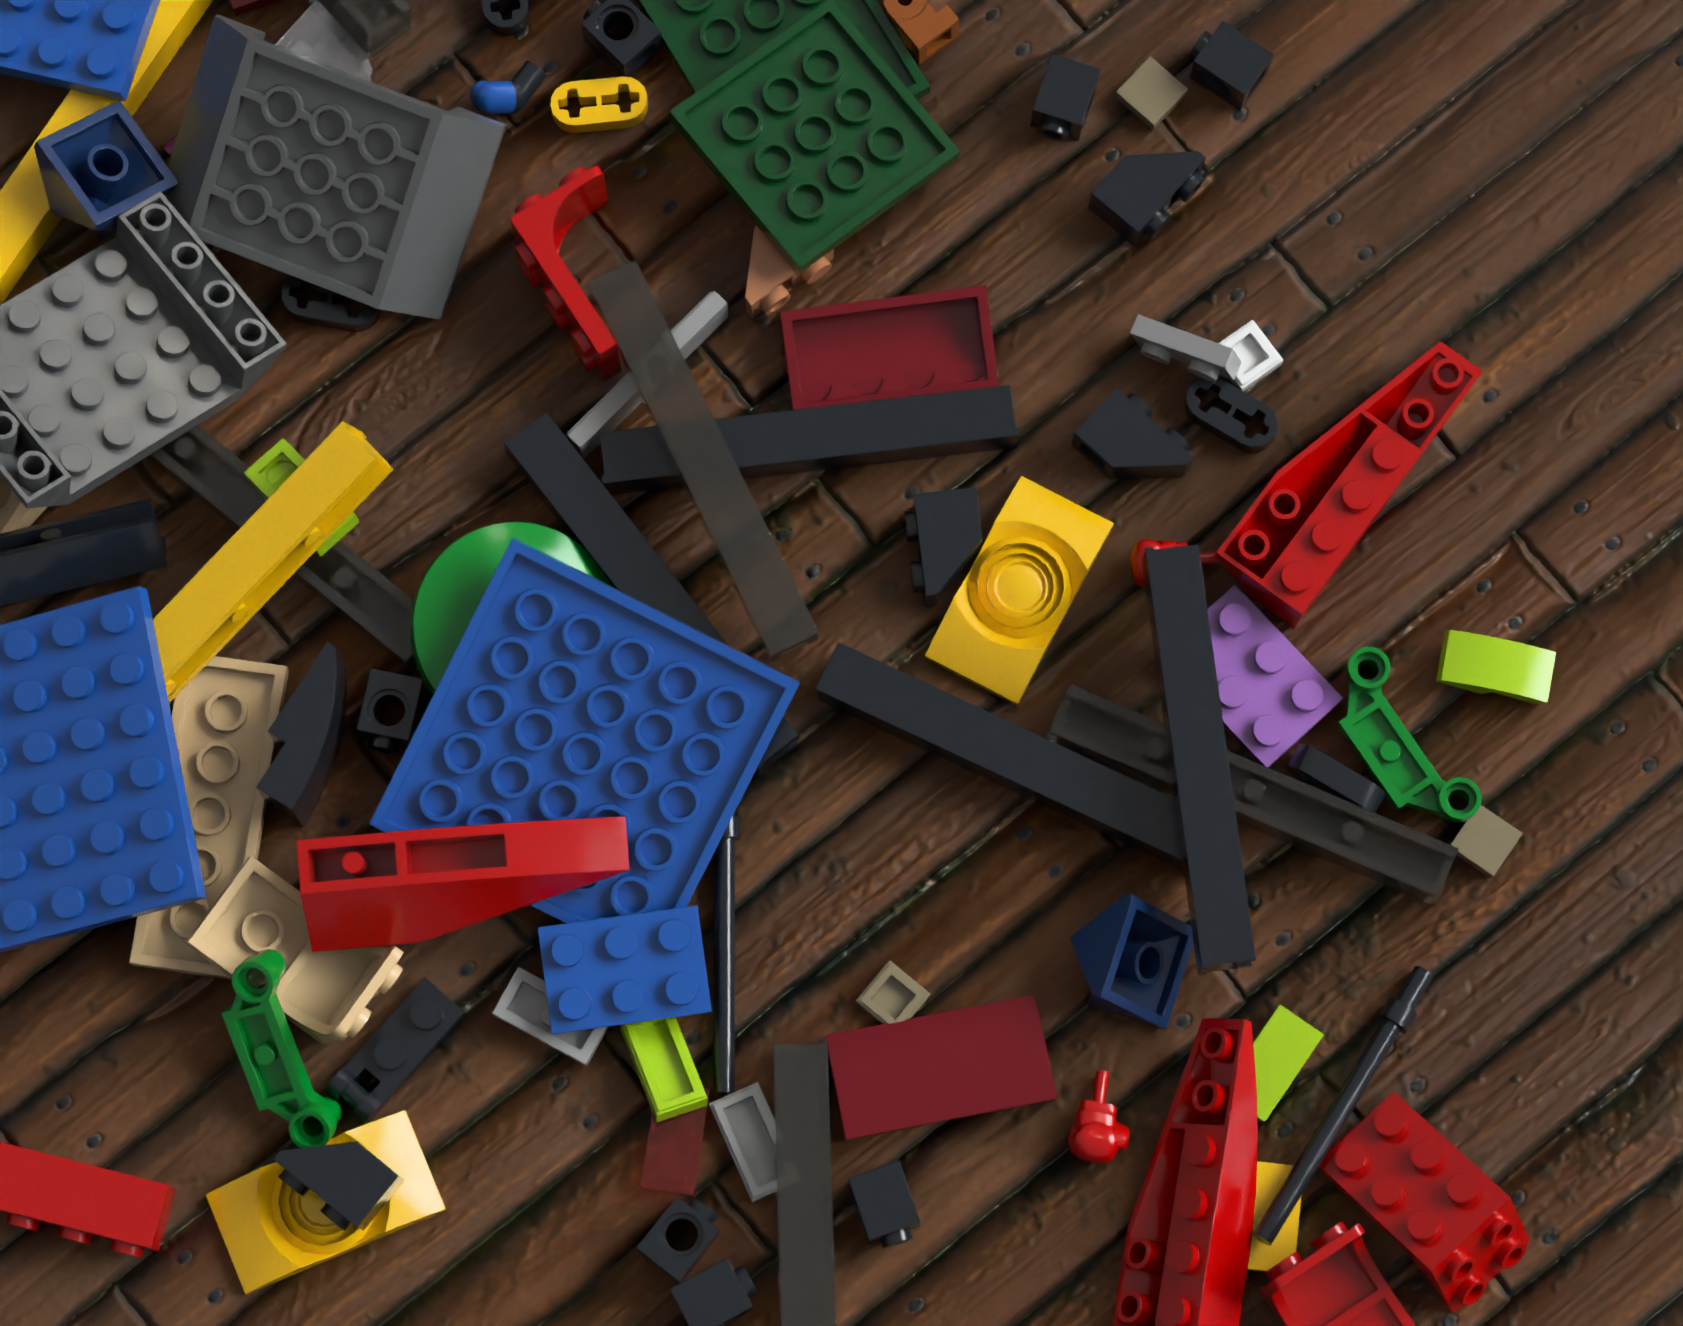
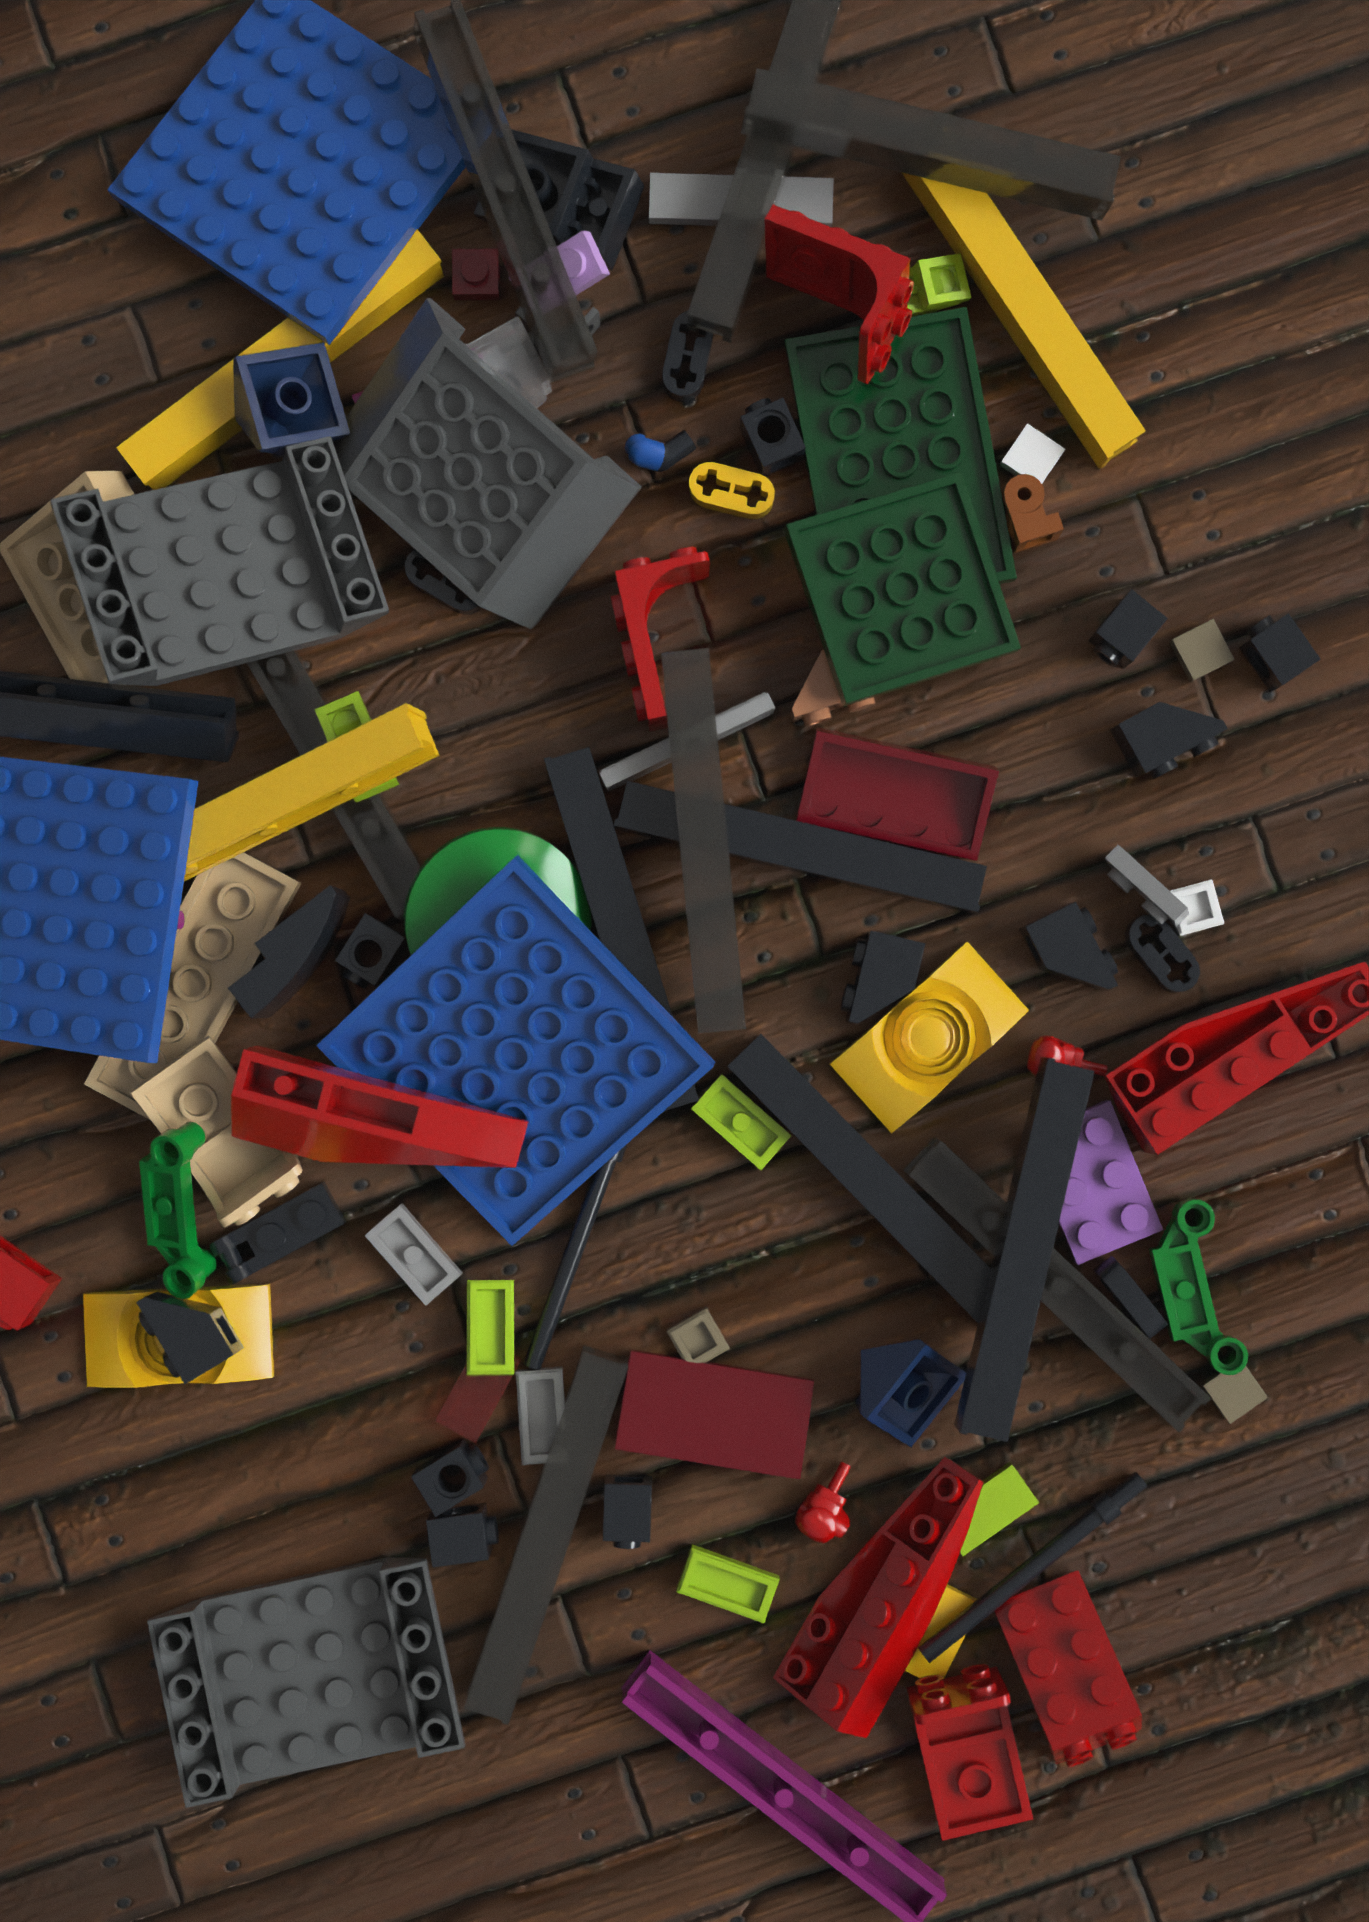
camera: 25 degrees right, 10 degrees up
(624, 969) = (484, 1243): blue plate -> none
(852, 748) = (741, 1122): none -> lime plate
(1023, 1249) = (727, 1583): none -> lime tile
(1496, 666) = (1300, 1249): lime slope -> none

